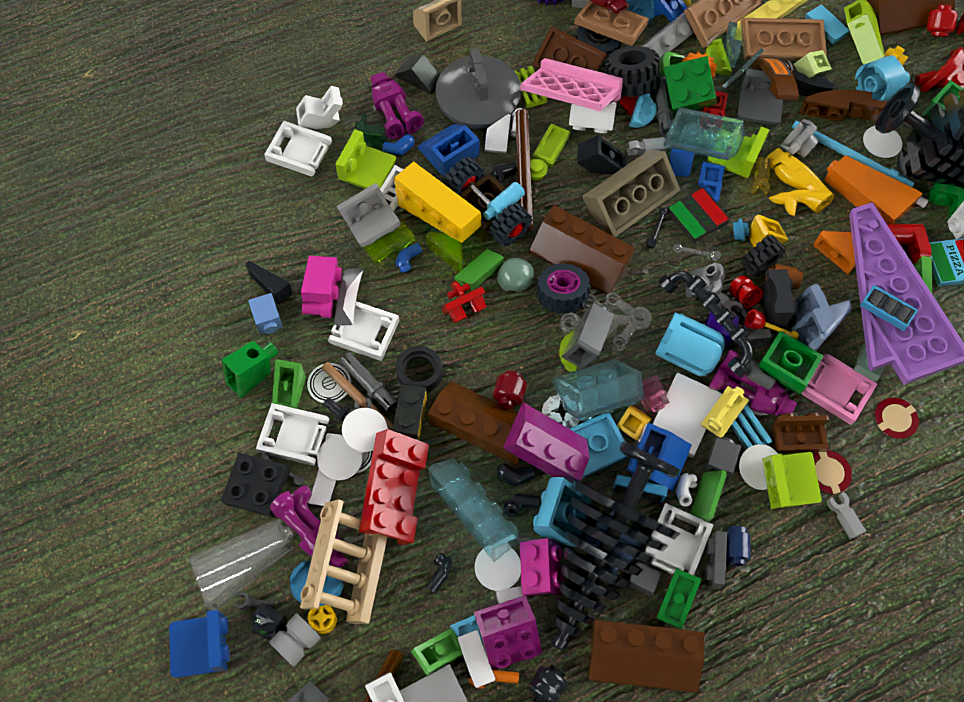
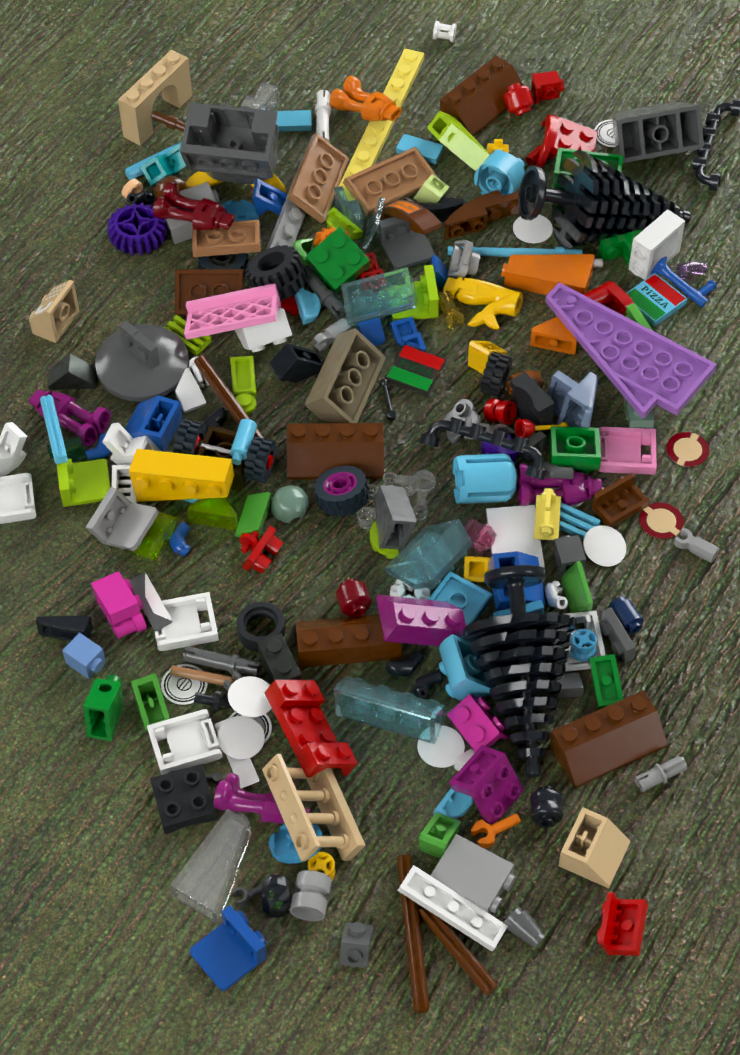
camera: 30 degrees left, 10 degrees down
(364, 111) = (53, 429): none -> medium azure axle
(414, 151) = (124, 445): none -> white brick
(442, 573) = (398, 776): black arm -> none
(476, 659) = (473, 821): white sticker -> none
(680, 546) = (583, 638): none -> dark azure wheel
(715, 255) = (452, 397): clear hinge -> none
(740, 230) = (461, 363): dark azure plate -> none
(774, 138) = (440, 271): none -> blue slope
(791, 480) = (635, 541): lime bracket -> none
(889, 308) = (626, 359): tile -> none

